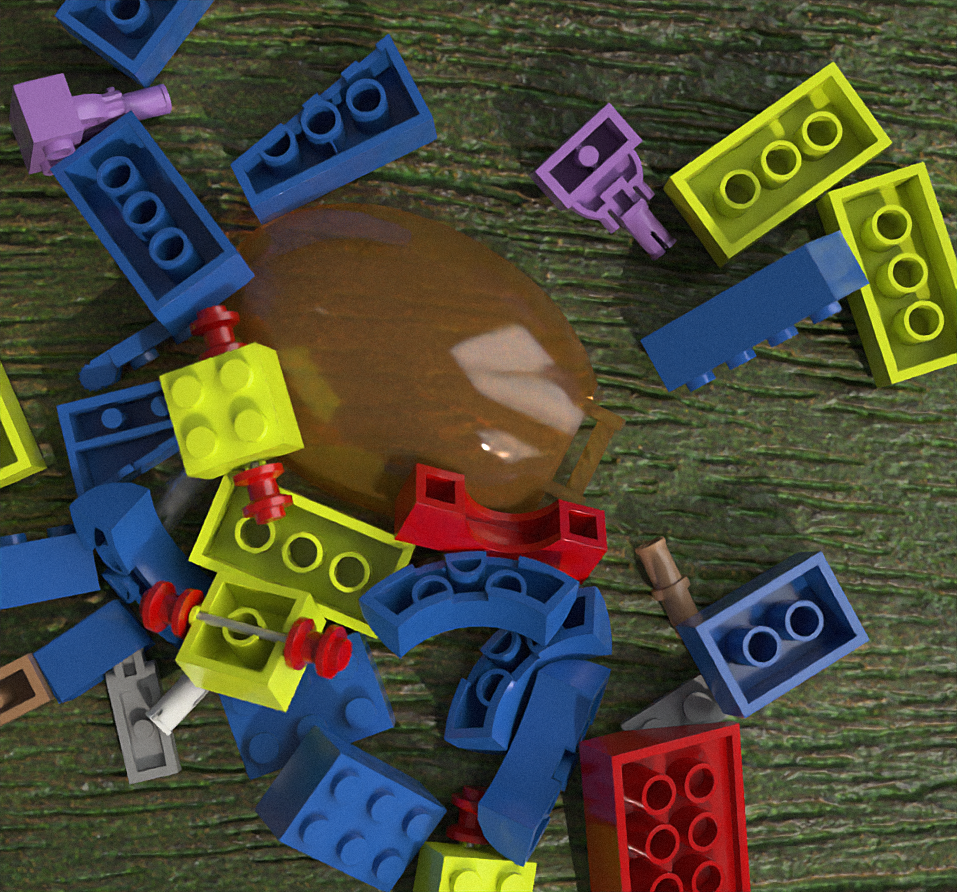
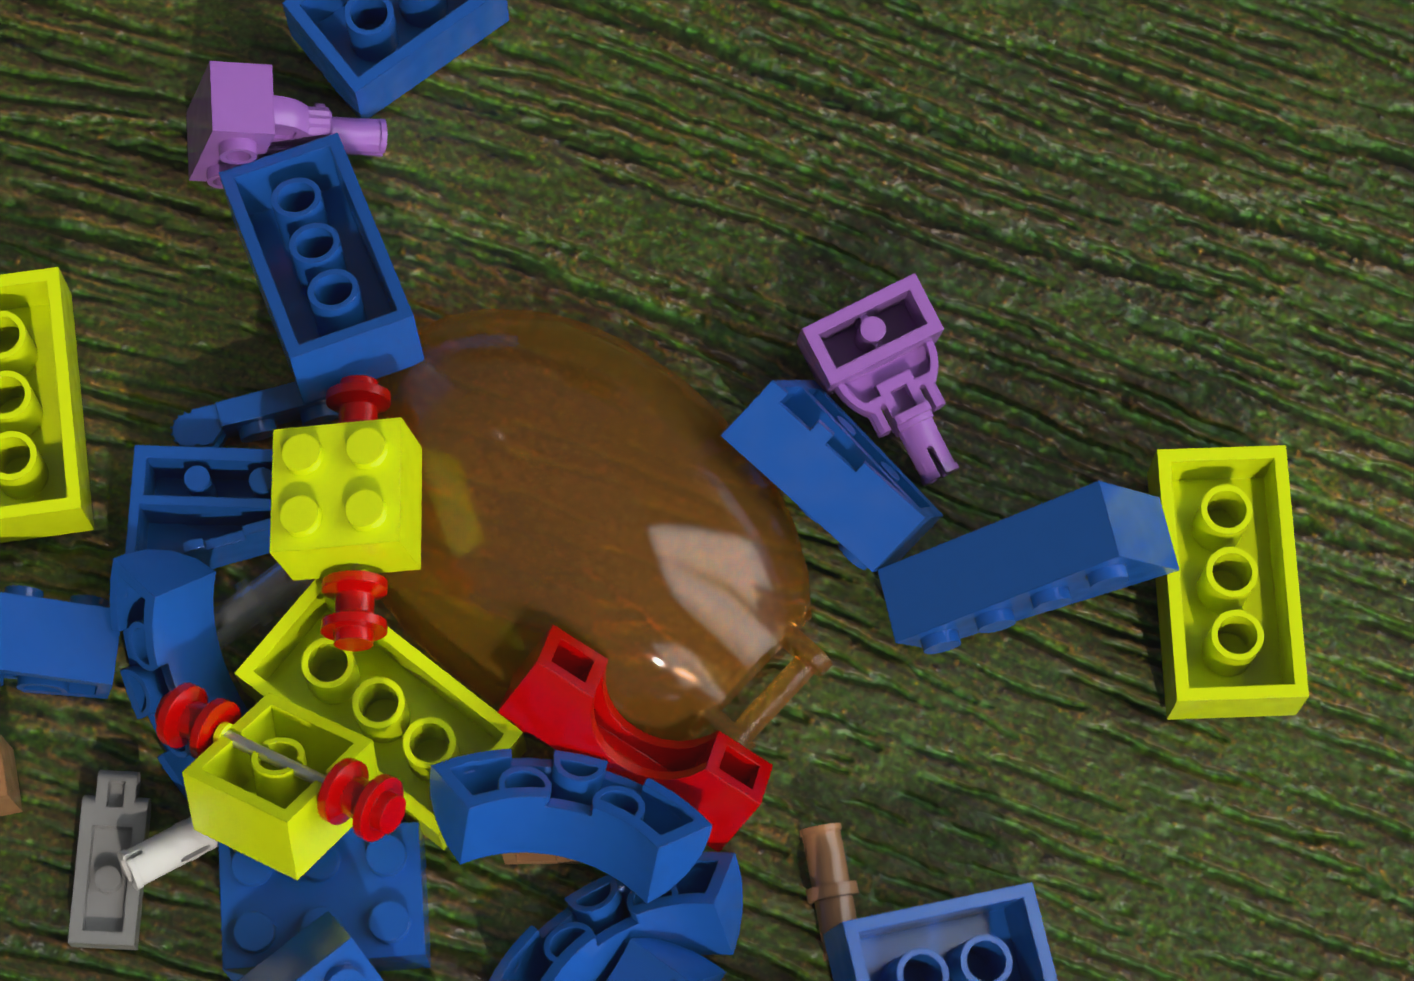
camera: 20 degrees right, 15 degrees down
(91, 648) = (66, 758): blue piece -> none
(337, 136) = (575, 233): blue wedge -> none
(587, 274) = (832, 472): none -> blue wedge
(776, 164) = (1104, 406): neon yellow brick -> none

